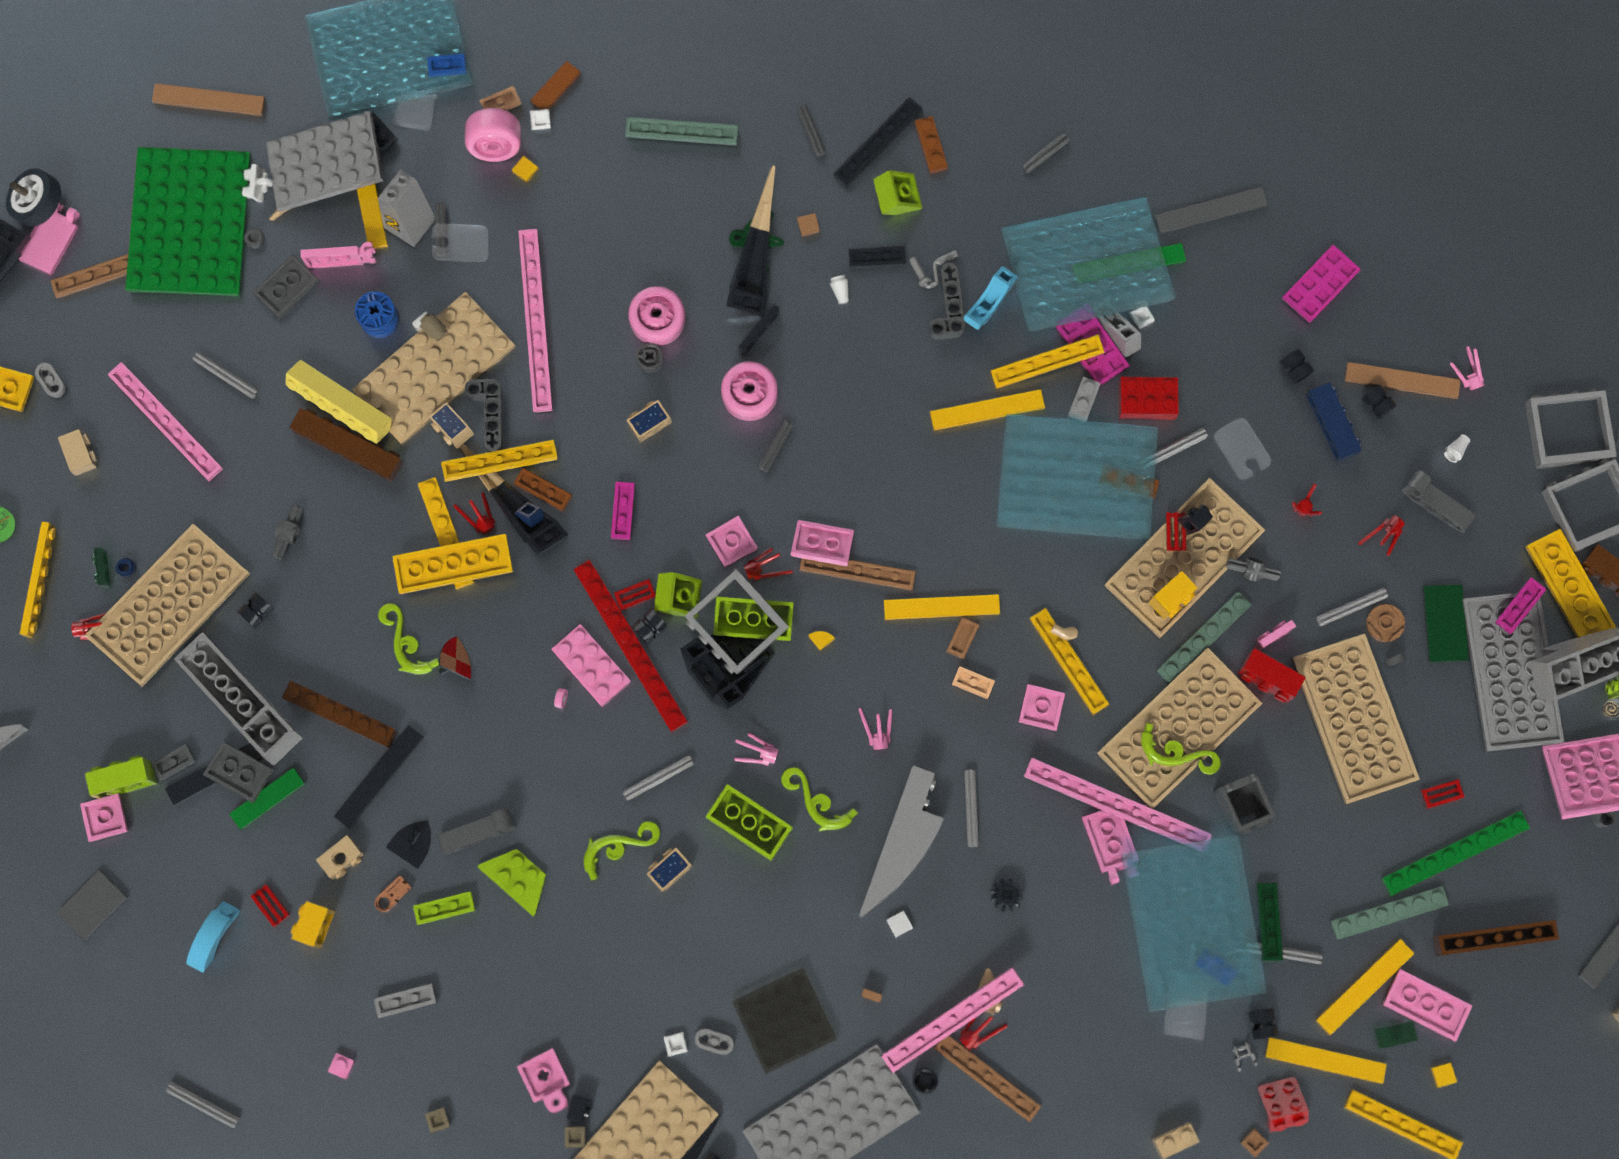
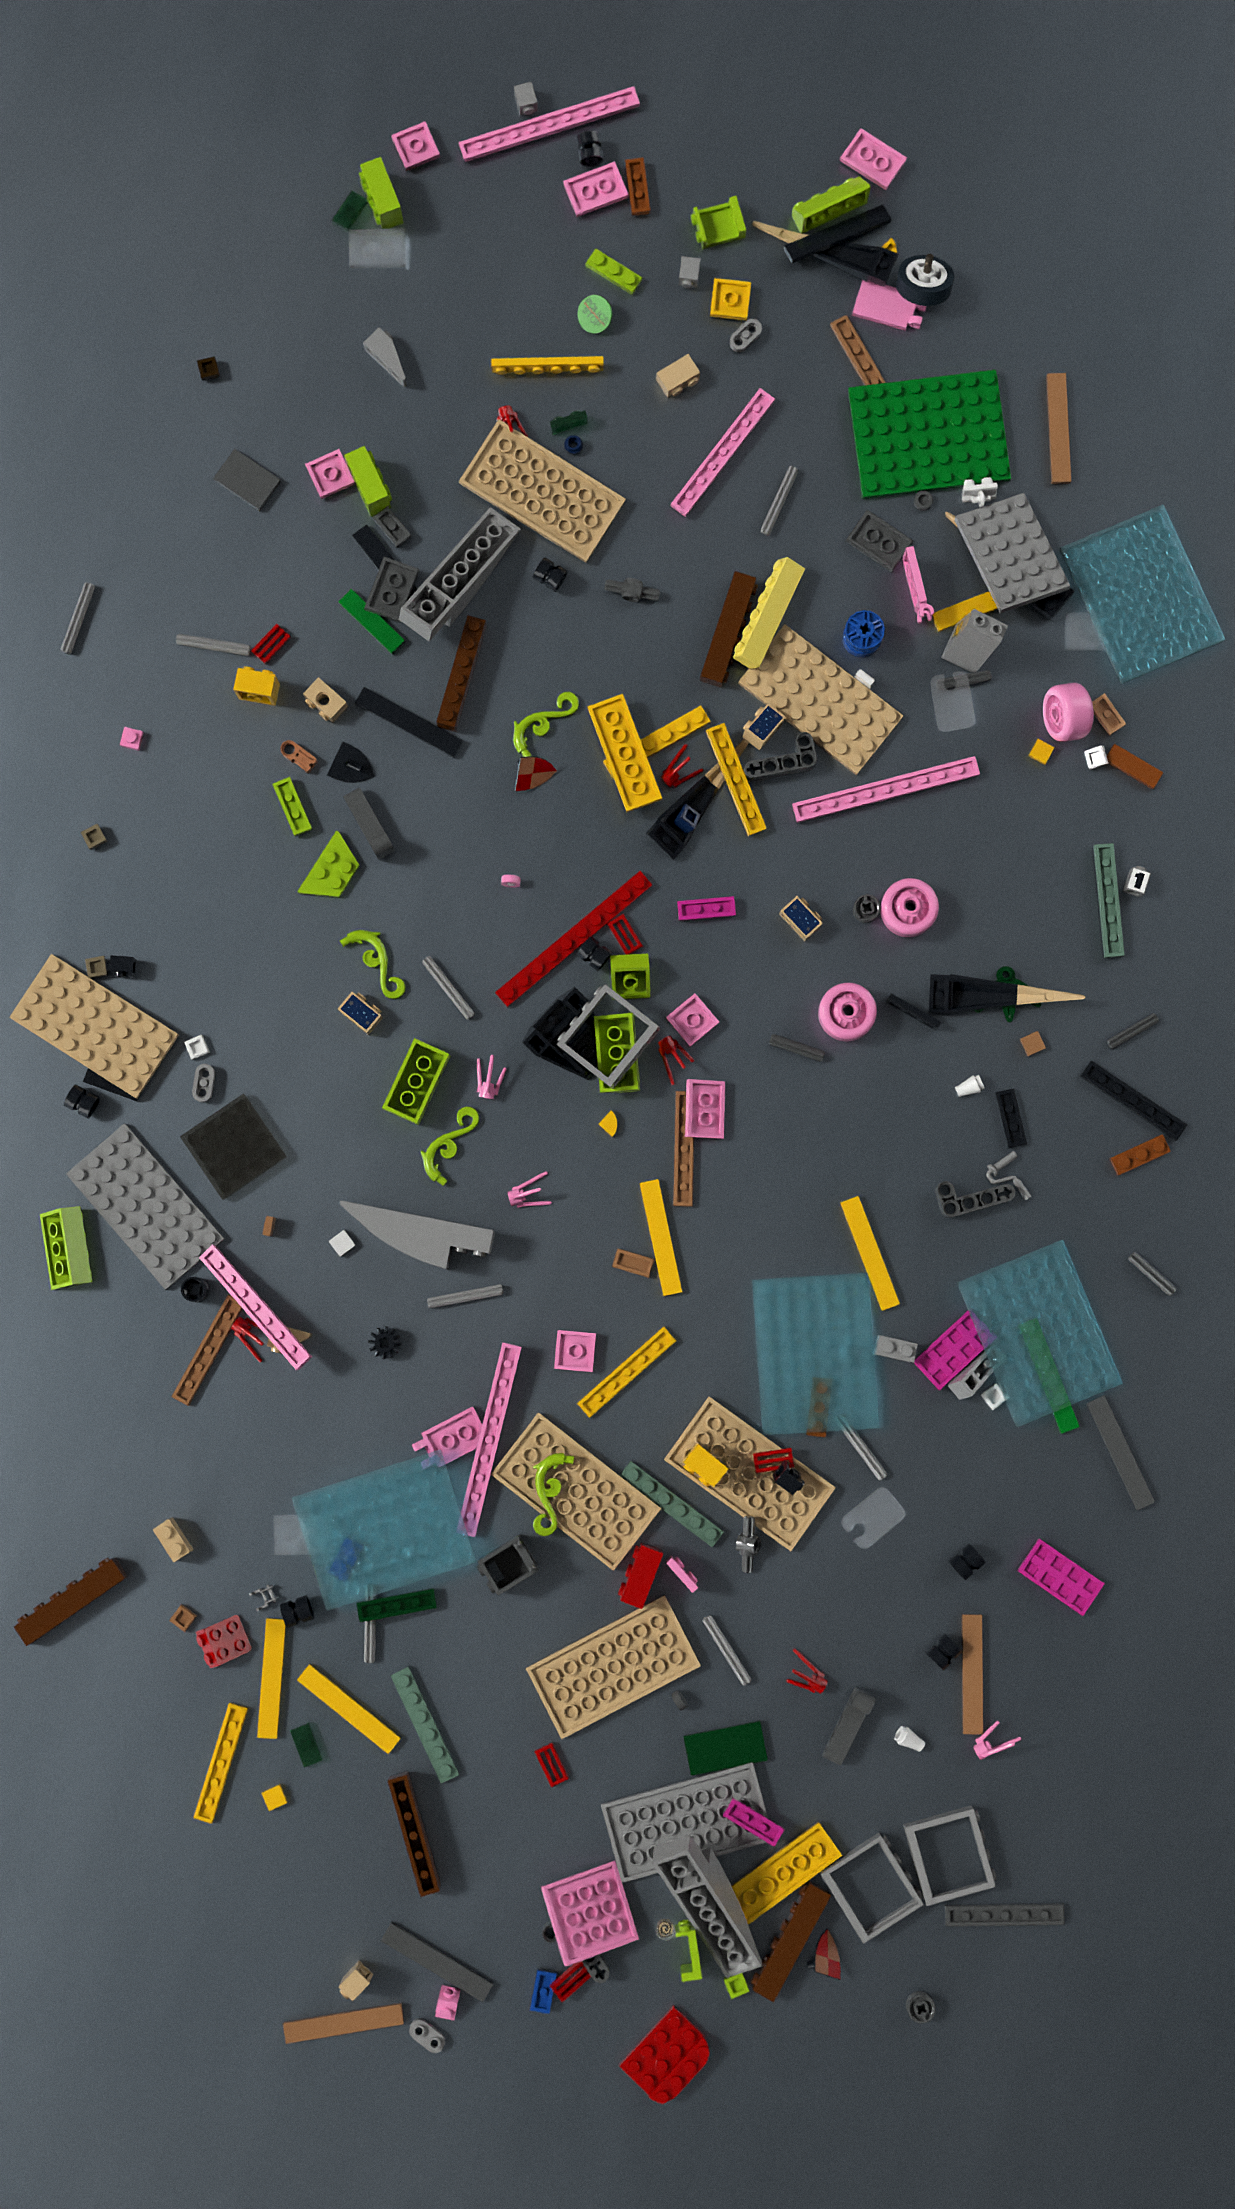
camera: 80 degrees right, 5 degrees up
(209, 936) = (231, 592): medium azure arch -> none
(259, 965) = (213, 644): none -> light grey axle
(405, 1000) = (200, 786): light grey plate -> none
(433, 326) = (859, 690): dark tan brick -> none
(446, 65) = (1134, 653): blue plate -> none
(543, 489) = (715, 827): dark orange tile -> none
(546, 1090) = (135, 933): bright pink plate -> none
(591, 665) = (548, 904): bright pink plate -> none
(668, 102) = (1137, 881): none -> brick
(897, 192) = (1081, 1128): lime slope -> none
(973, 682) = (589, 1279): light nougat plate -> none
(991, 298) = (984, 1239): medium azure arch -> none
(1047, 361) = (929, 1306): yellow tile -> none
(1065, 633) = (652, 1363): tan arm -> none
(1148, 398) = (908, 1414): red brick -> none
(1305, 506) = (822, 1589): red plant -> none
(1334, 422) = (915, 1607): dark blue brick -> none
(1385, 623) = (716, 1686): medium nougat tile -> none
(1427, 1005) = (339, 1772): bright pink plate -> none
(1455, 853) = (494, 1784): green plate -> none

